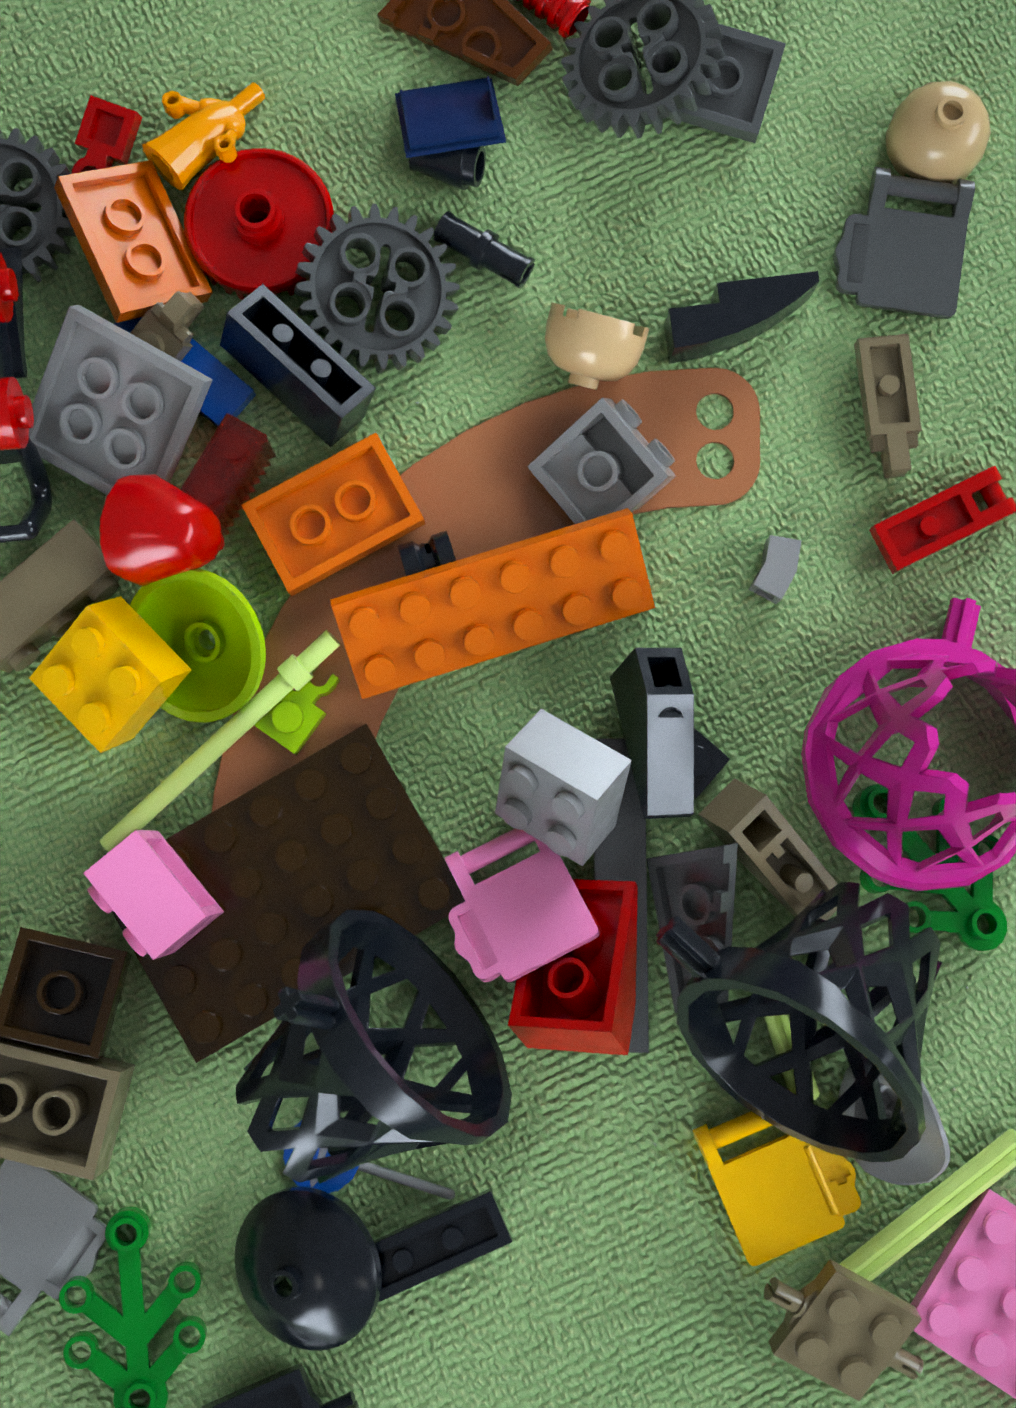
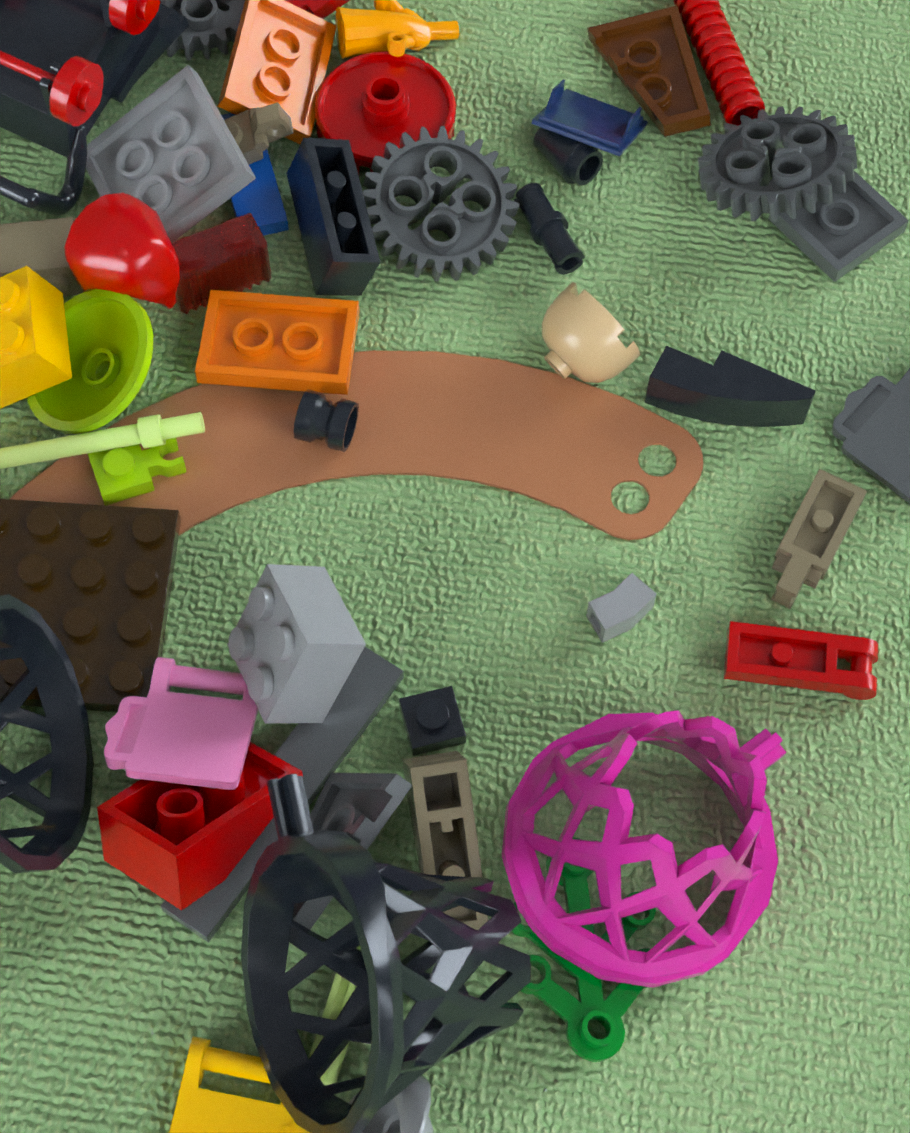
camera: 35 degrees right, 20 degrees down
(494, 603) = (355, 481): orange plate -> none
(603, 463) = (525, 436): light grey plate -> none
(658, 729) = (415, 659): black slope -> none

